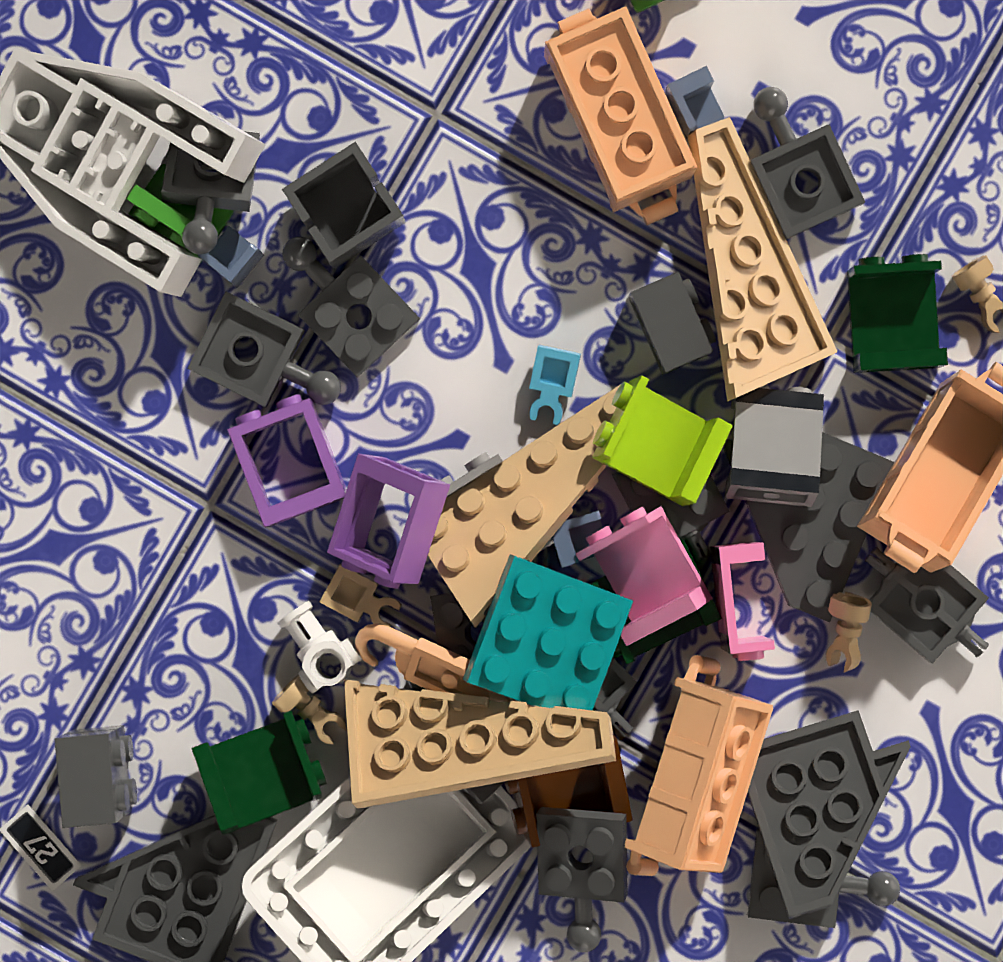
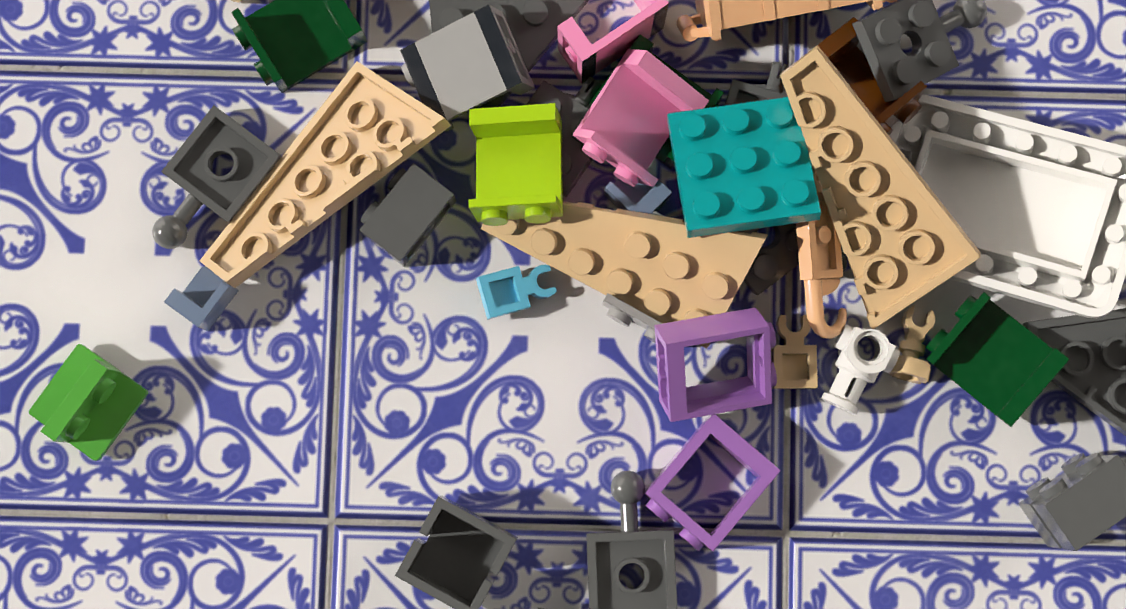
camera: 120 degrees left, 5 degrees down
(354, 286) = (522, 509): dark grey plate -> none
(620, 111) = (241, 357): light nougat container -> none

